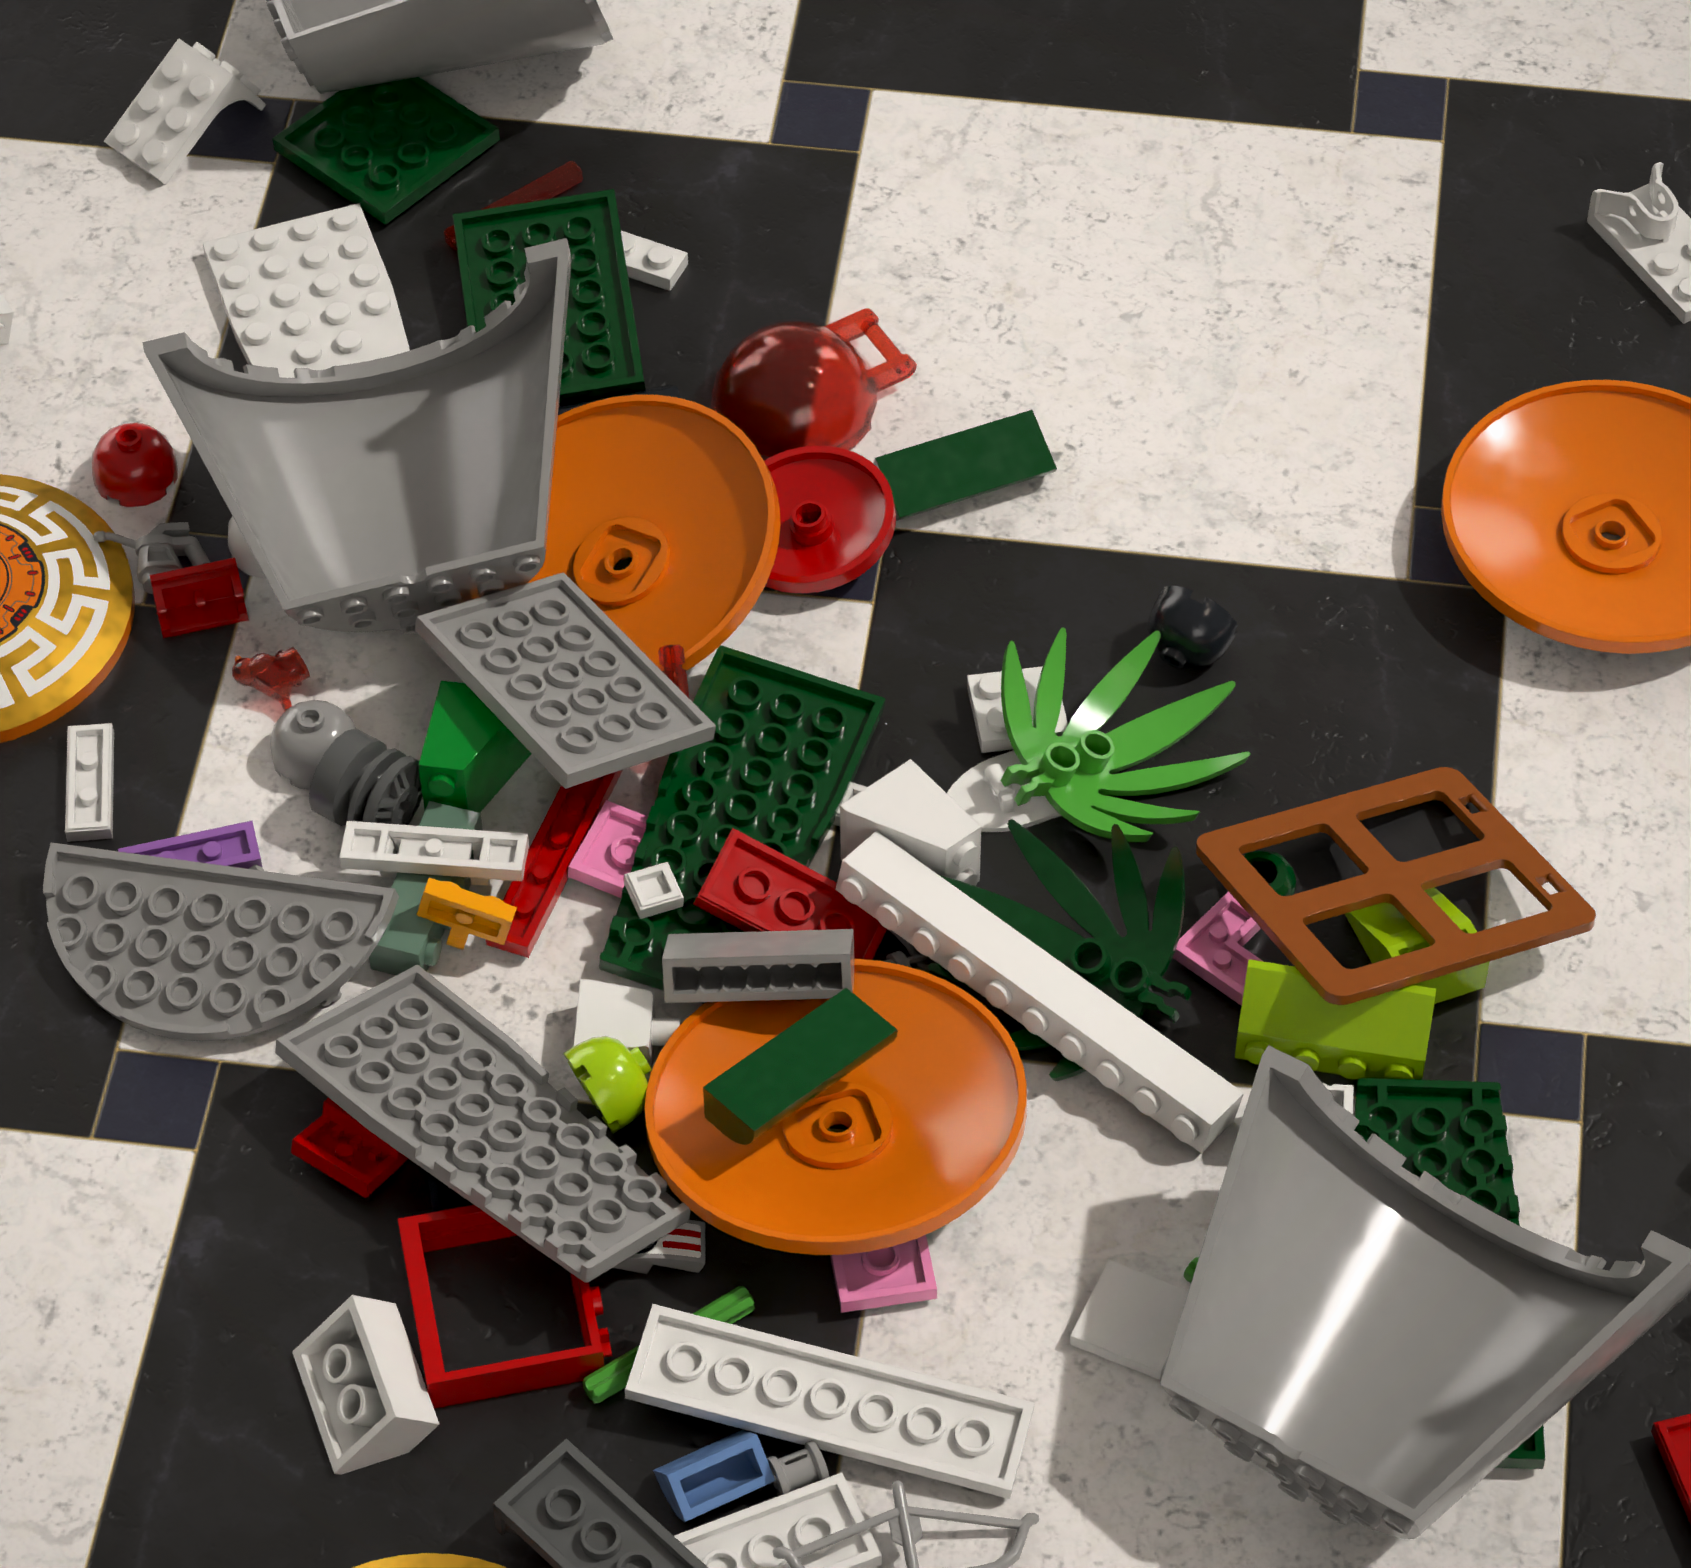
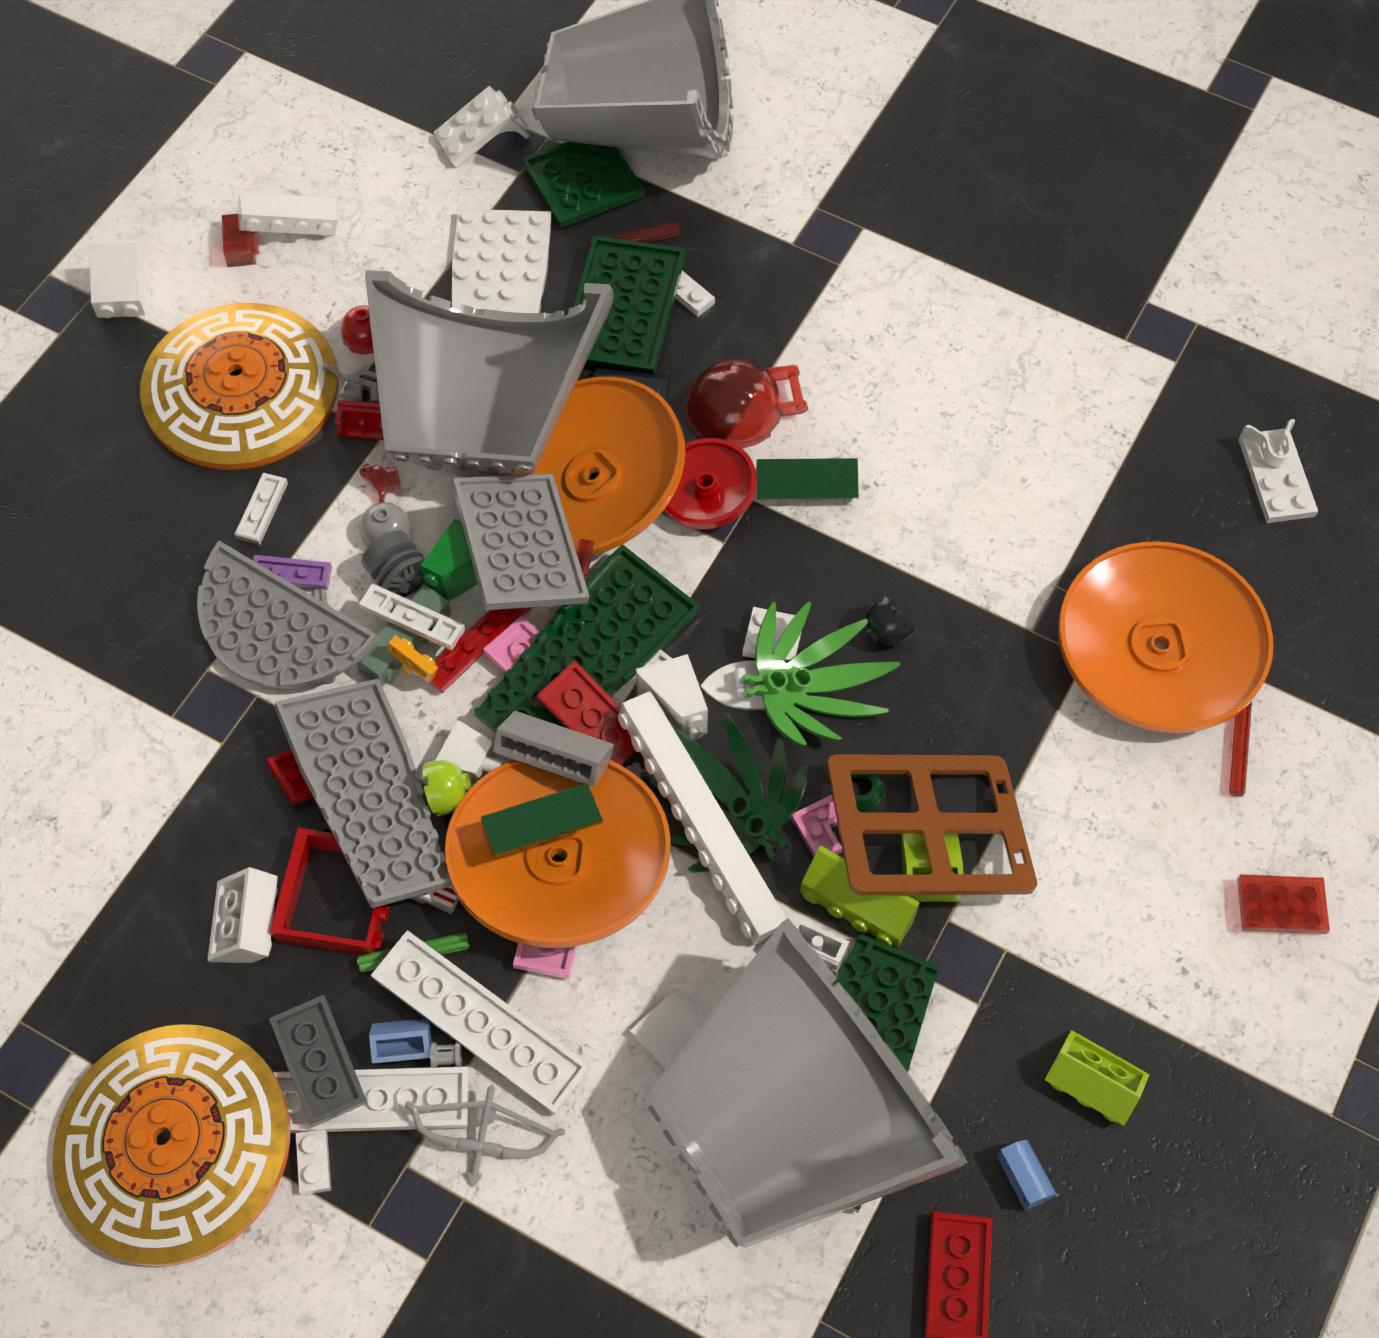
camera: 20 degrees right, 10 degrees up
(653, 890) = (519, 680): white tile -> none

